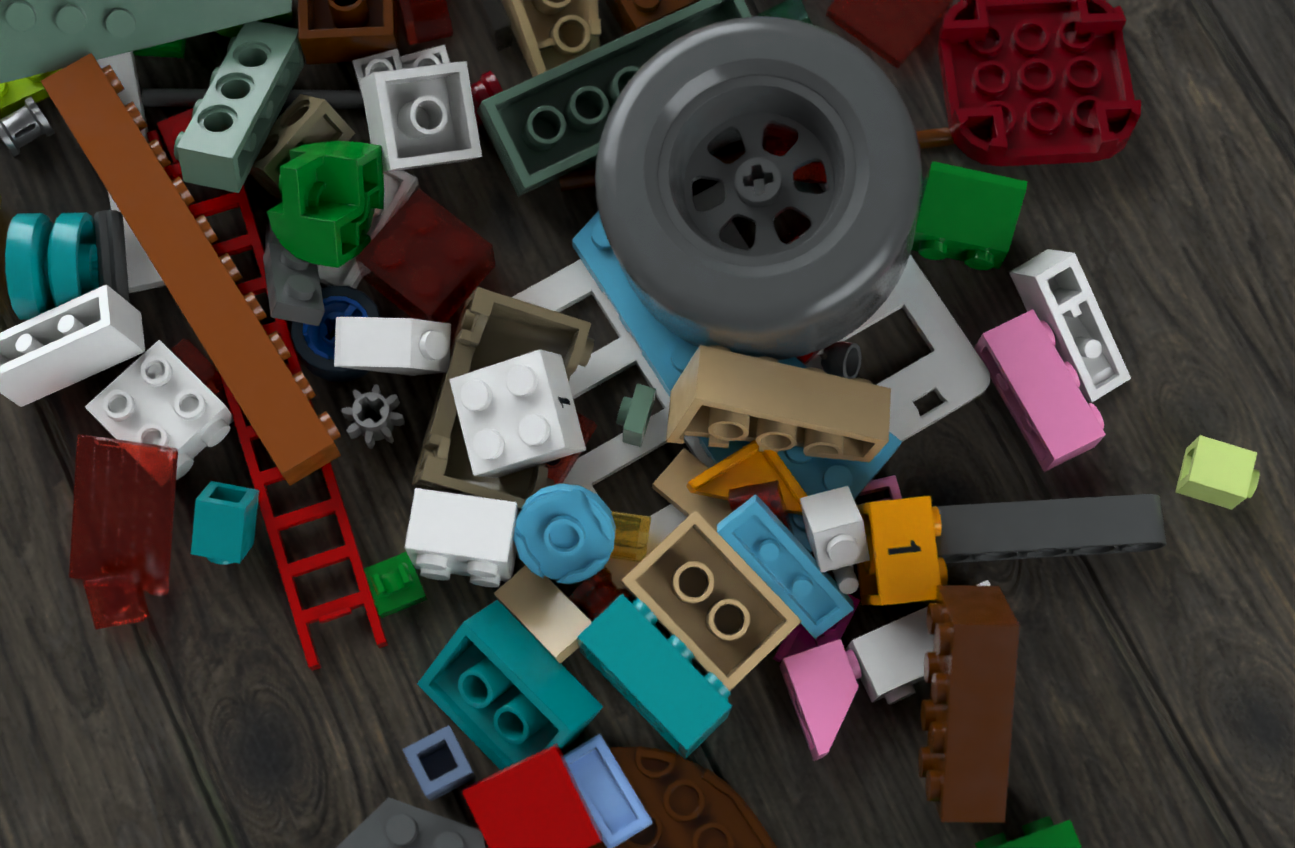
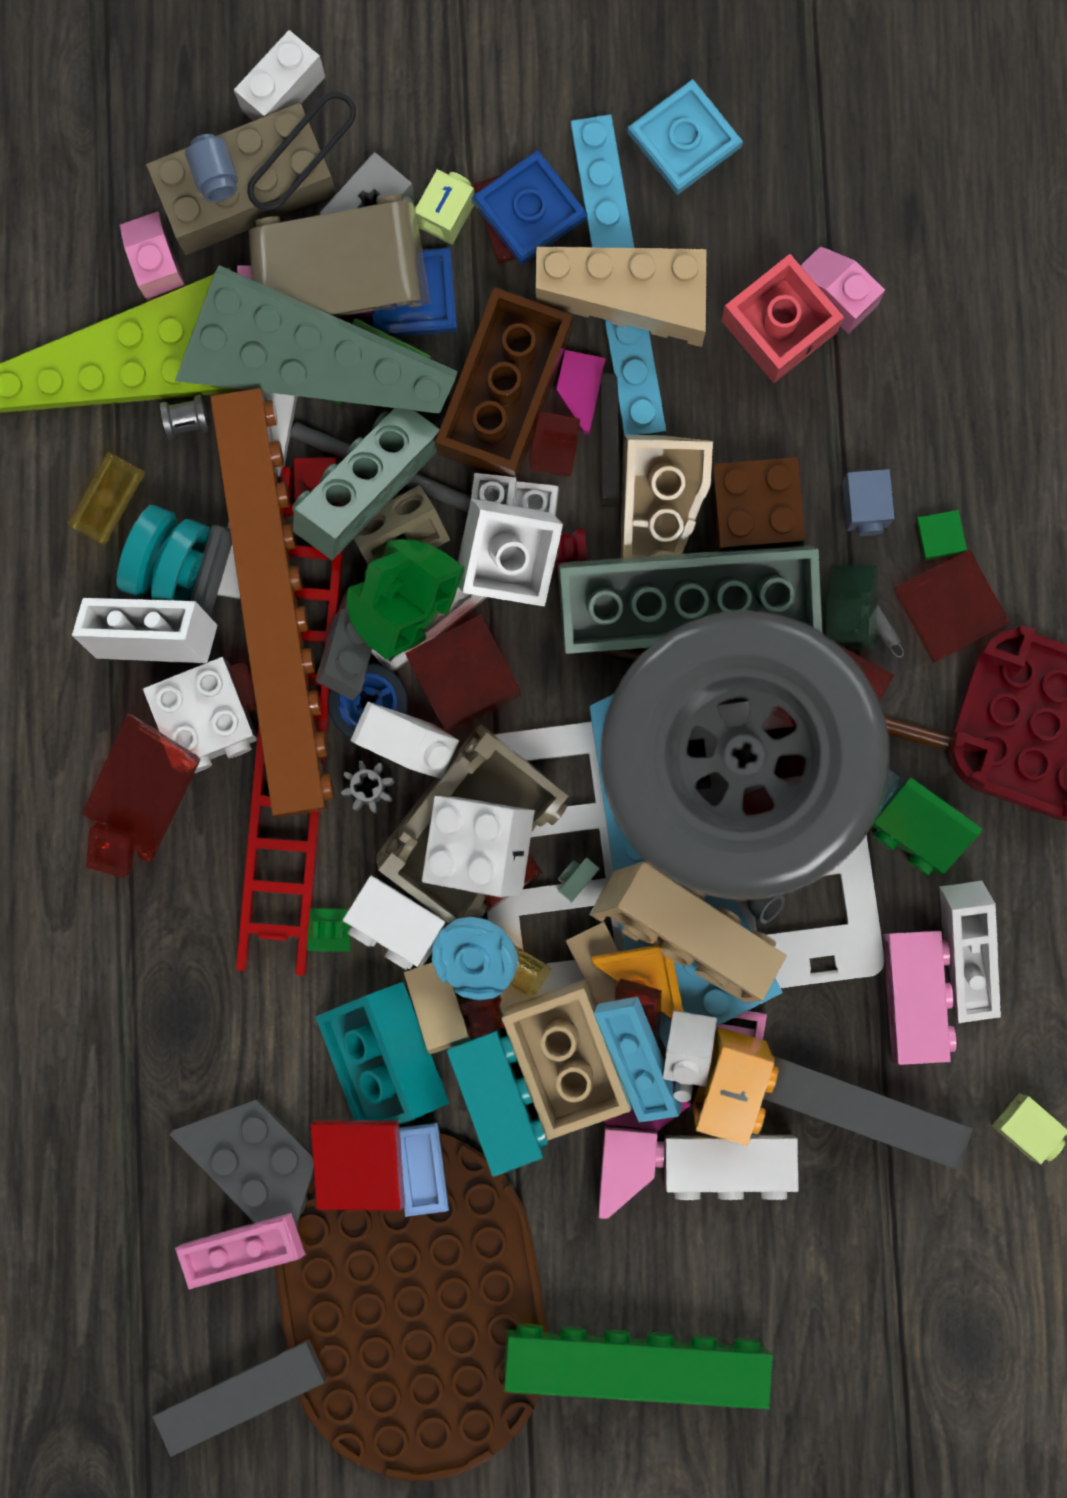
camera: 35 degrees right, 10 degrees up
(224, 522) = (216, 827): teal brick -> none
(439, 763) = (304, 1093): sand blue brick -> none
(969, 703) = (730, 1236): reddish brown brick -> none

